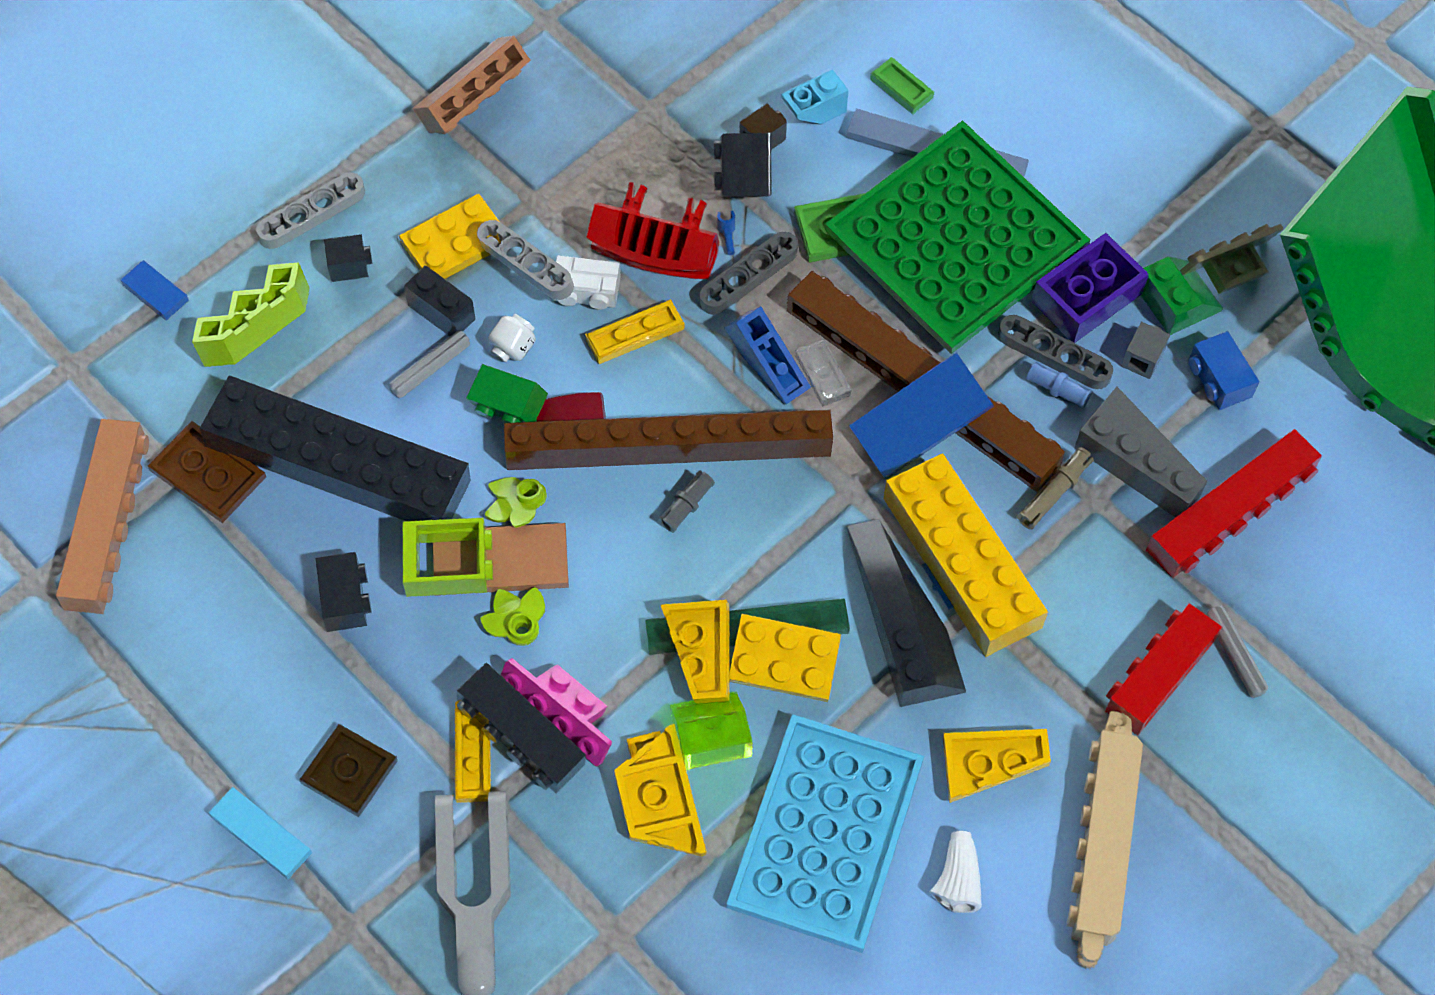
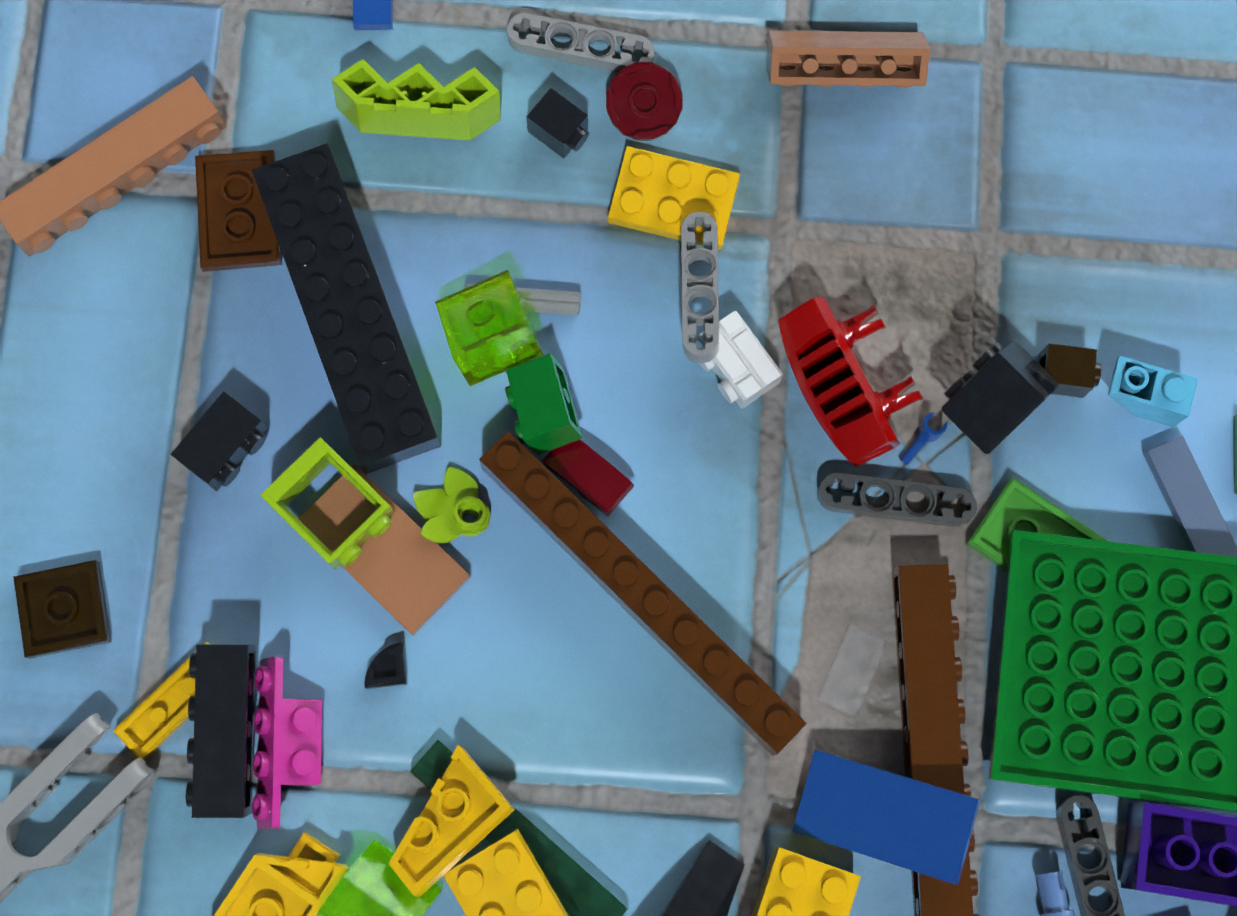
camera: 45 degrees right, 15 degrees up
(382, 205) = (644, 101): none -> dark red tile
(430, 388) = (488, 328): none -> clear neon green slope
(439, 301) = (589, 249): black brick -> none
(512, 338) = (613, 349): white head -> none
(512, 613) = (338, 610): lime plate -> none
(575, 615) = (387, 668): none -> black tile
(635, 331) = (732, 451): yellow tile -> none
(686, 501) = (593, 666): dark grey pin -> none
(767, 354) = (819, 602): blue slope -> none

